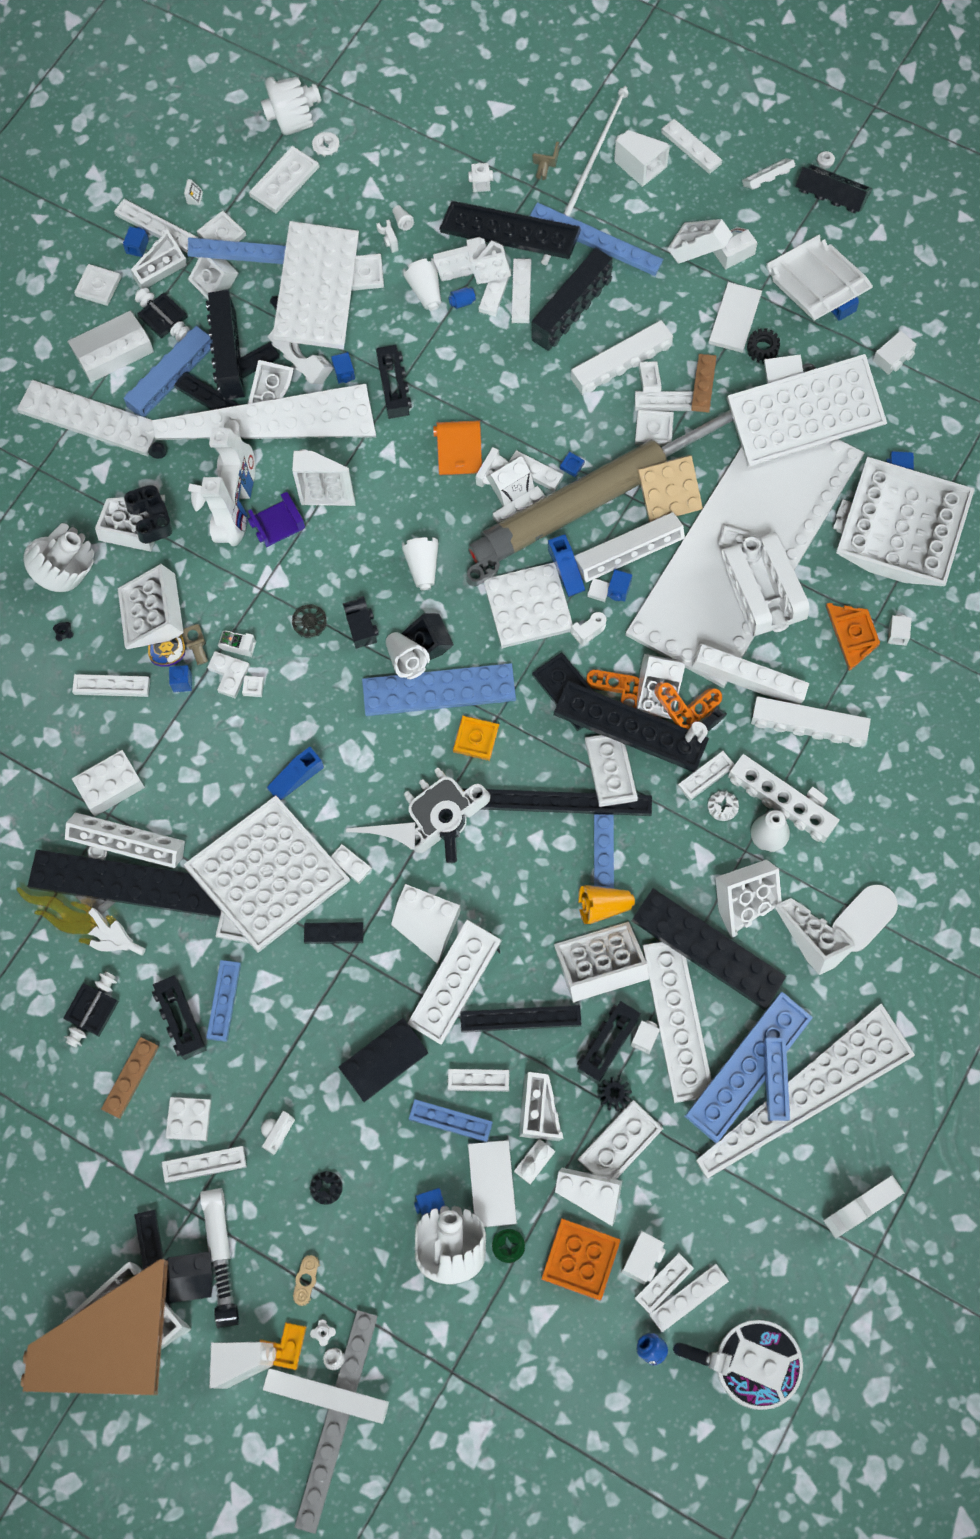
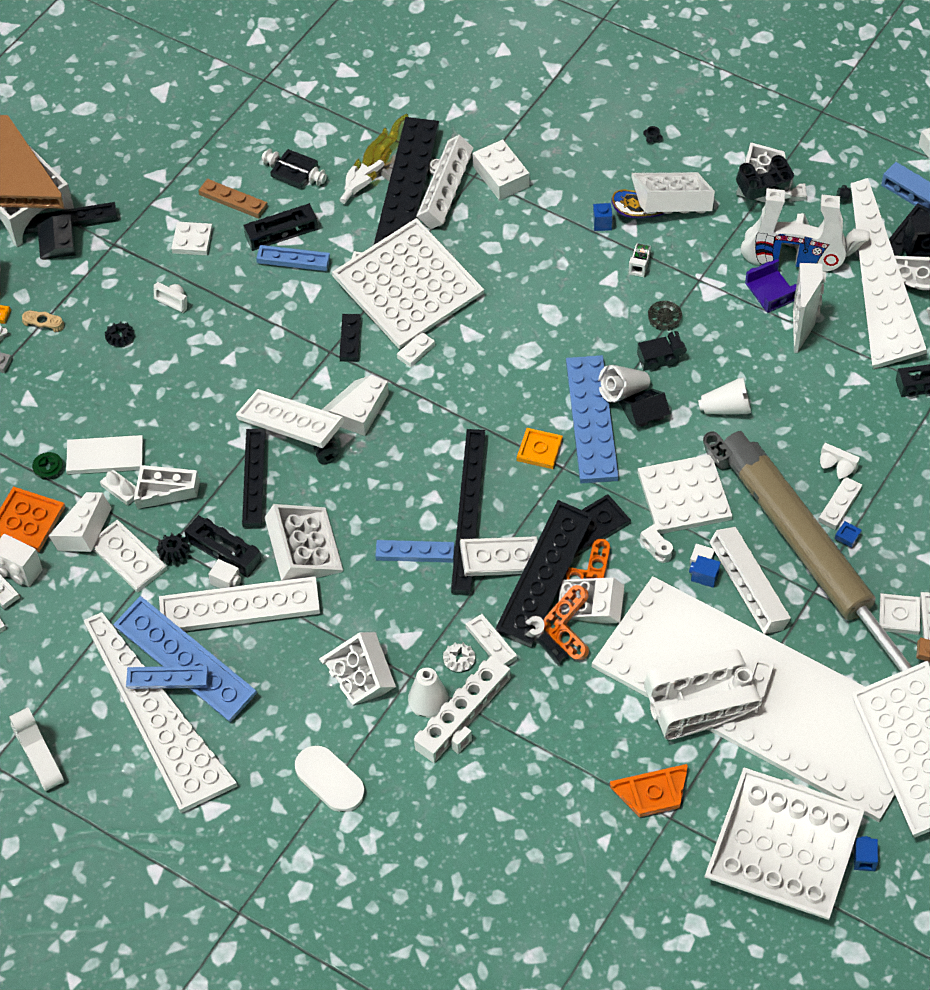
camera: 90 degrees right, 15 degrees down
(59, 559) = (717, 118): white piece -> none
(88, 417) = (879, 140): white plate -> none
(111, 685) = (597, 170): white plate -> none
(197, 645) = (639, 228): dark tan bracket -> none
(204, 1164) = (150, 248): white plate -> none
(213, 1207) = (114, 254): piece -> none
(233, 672) = (612, 259): white plate -> none
(253, 686) = (595, 272): white plate -> none
(296, 773) = (506, 305): blue slope -> none
(383, 1060) = (226, 371): black slope -> none
(401, 832) = (442, 378): white sticker -> none
(429, 1201) = (93, 406): blue brick -> none
(436, 805) = (458, 413): piece -> none
(450, 1120) = (165, 422): medium blue plate -> none
(450, 1245) = (49, 412): white piece -> none
(458, 447) = (864, 434): orange door -> none
(478, 1080) = (199, 444): white plate -> none
(511, 480) = (820, 474): white slope -> none
(519, 504) = (800, 488): white plate -> none
(566, 565) = (739, 515): blue slope -> none
(603, 903) = (359, 542): light orange cone -> none
(670, 488) = (818, 615): tan plate -> none
(709, 949) = (306, 632): black plate -> none
(750, 675) = (597, 679): white brick -> none
(810, 721) = (548, 740): white brick -> none
(818, 942) = (310, 728): white wedge -> none
(899, 630) = (656, 835): white brick -> none

